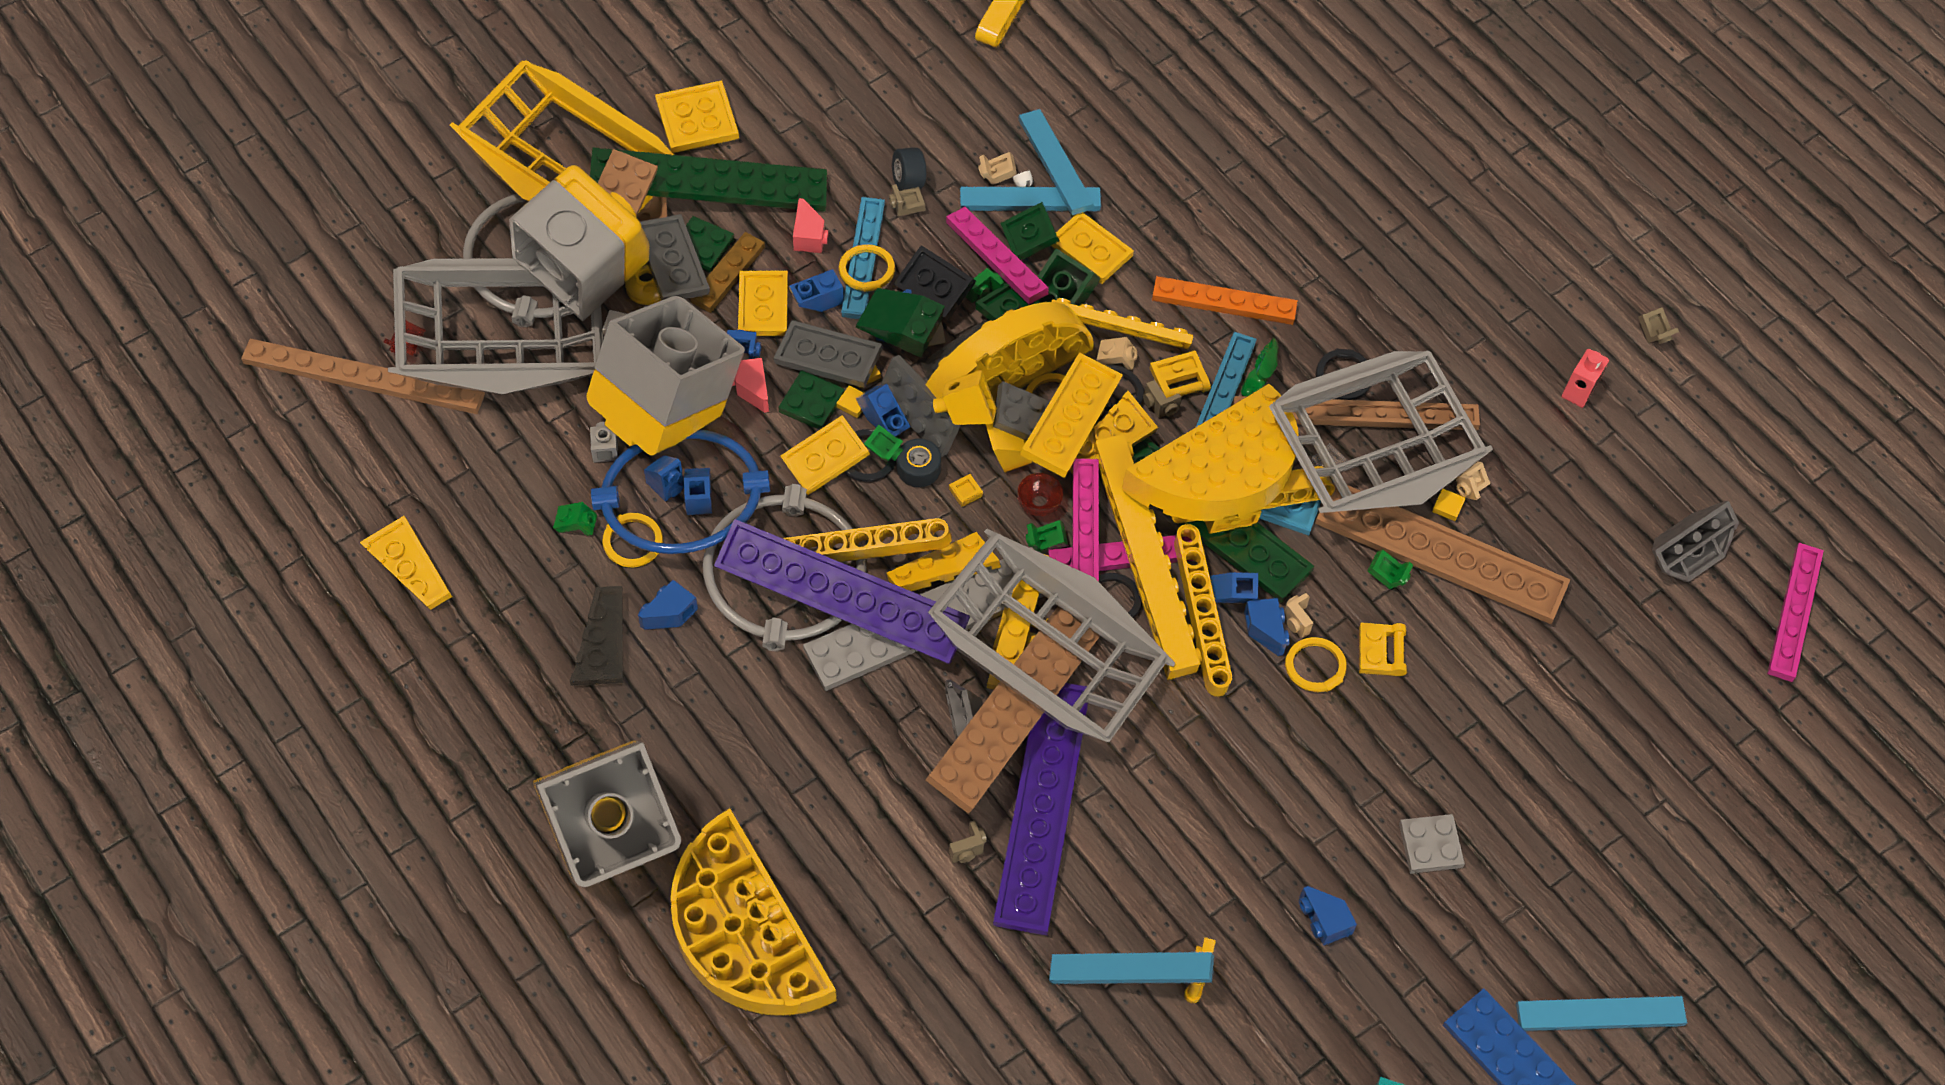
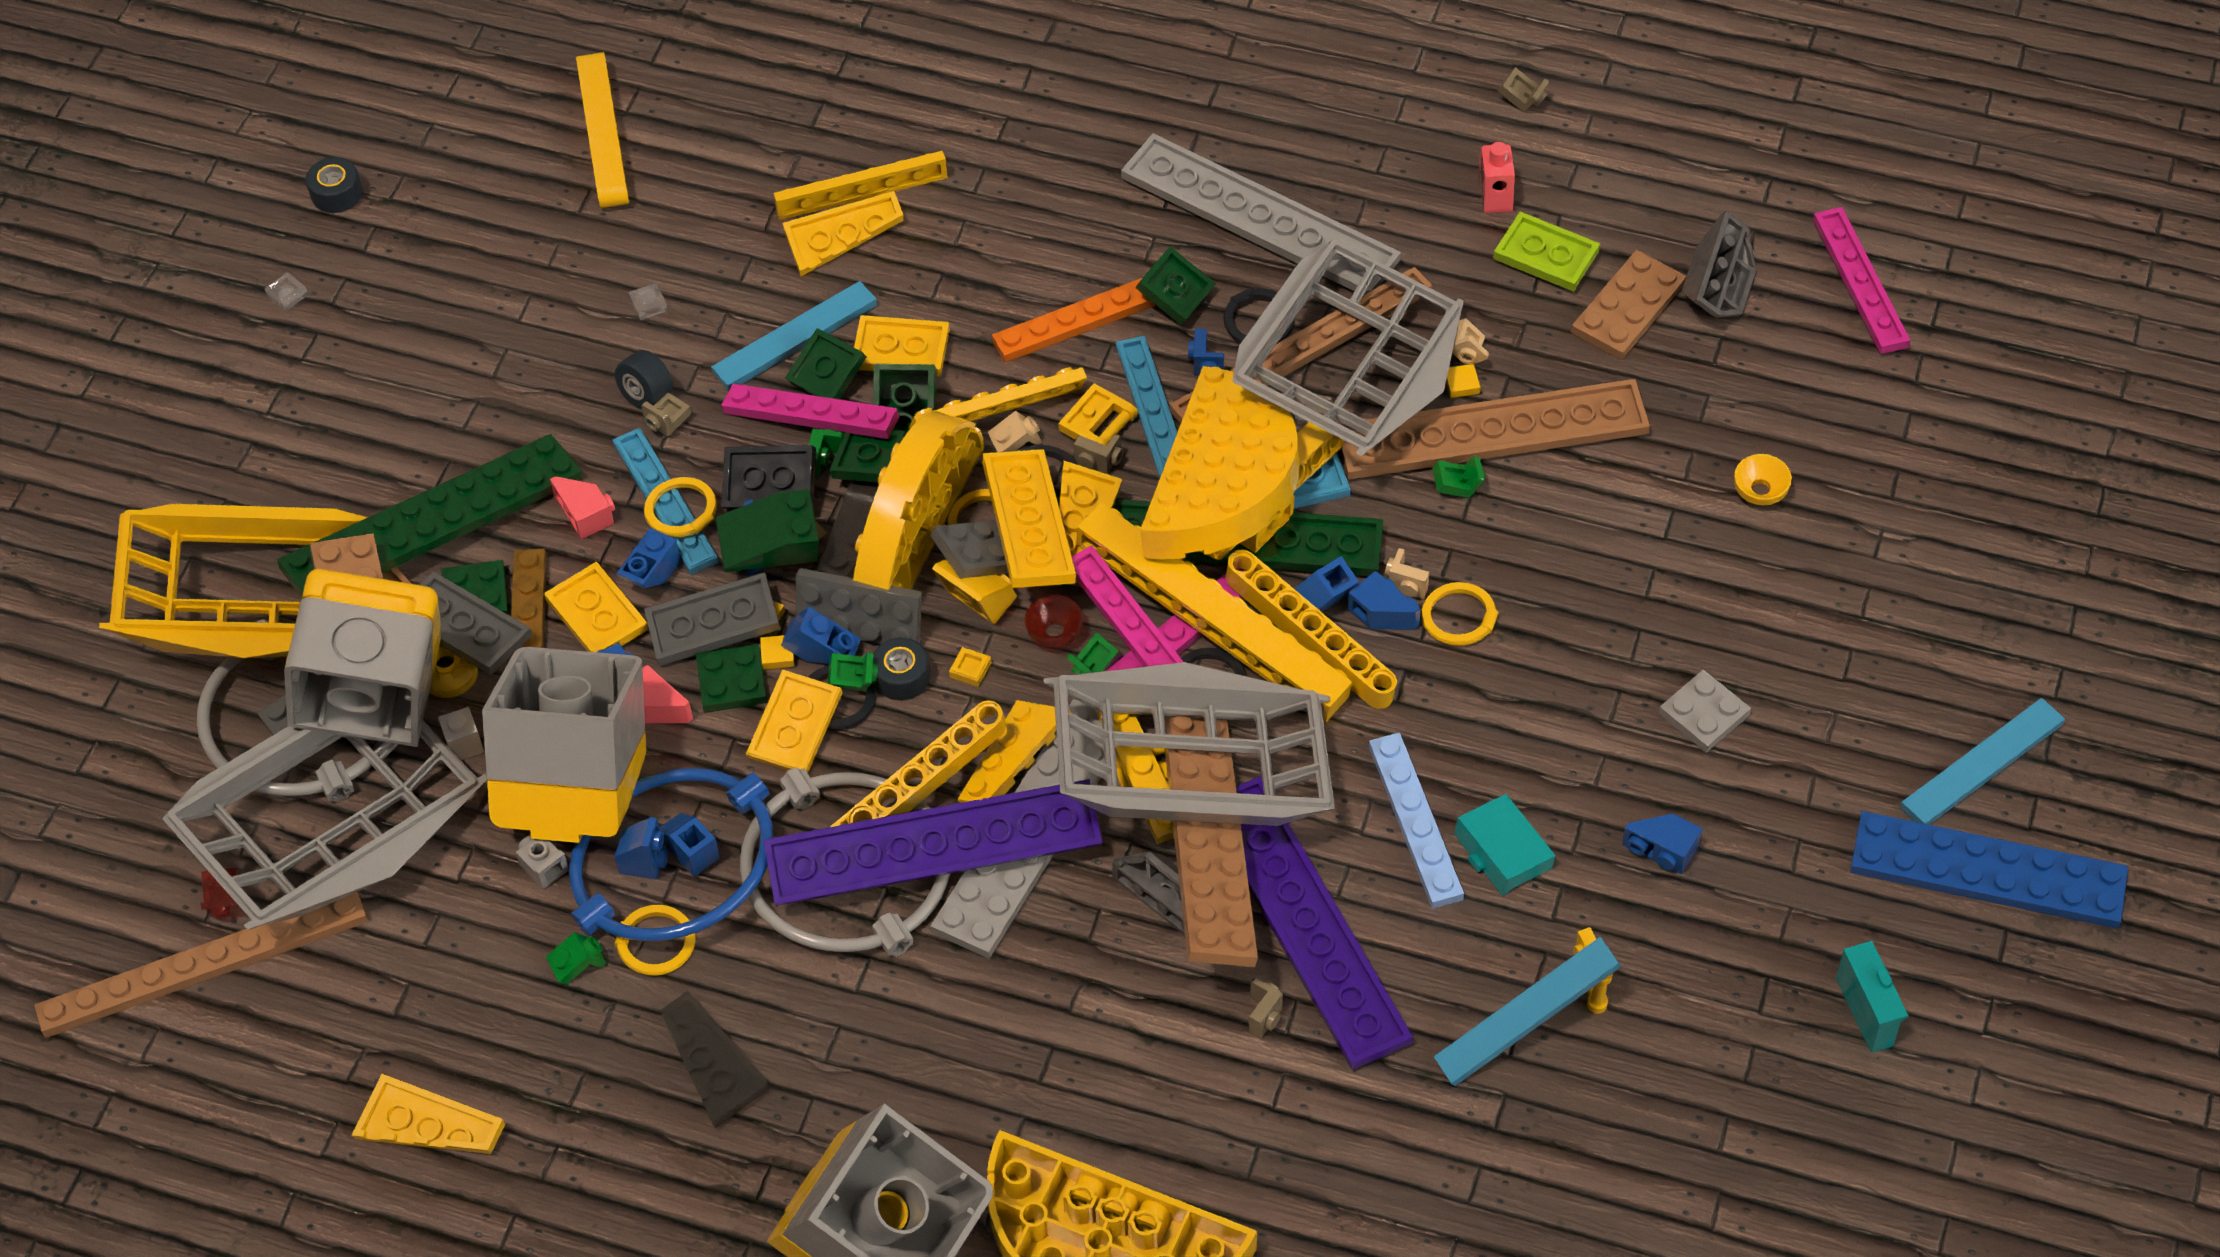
camera: 30 degrees left, 5 degrees down
(669, 608) = (758, 980): blue slope -> none
(696, 116) = (357, 463): yellow plate -> none
(956, 119) = (648, 301): none -> clear plate
(967, 400) = (917, 565): yellow torso -> none
(997, 169) = (737, 323): tan bracket -> none
(1023, 179) = (772, 320): white hinge -> none
(1056, 162) = (793, 281): dark azure tile -> none
(1109, 144) = (835, 231): none -> yellow wing
(1151, 123) = (860, 185): none -> yellow plate
(1171, 786) = (1416, 820): none -> light blue plate
(1216, 842) = (1503, 844): none -> teal container
(1265, 367) = (1178, 357): green animal -> none
(1283, 373) = (1198, 351): none -> blue bracket
(1302, 317) = (1175, 285): none -> dark green plate
(1373, 649) = (1501, 562): yellow plate -> none
(1399, 298) = (1250, 209): none -> light grey plate
(1581, 450) = (1546, 251): none -> lime plate
(1607, 699) = (1762, 470): none -> yellow piece
(1611, 524) = (1628, 304): none -> medium nougat plate

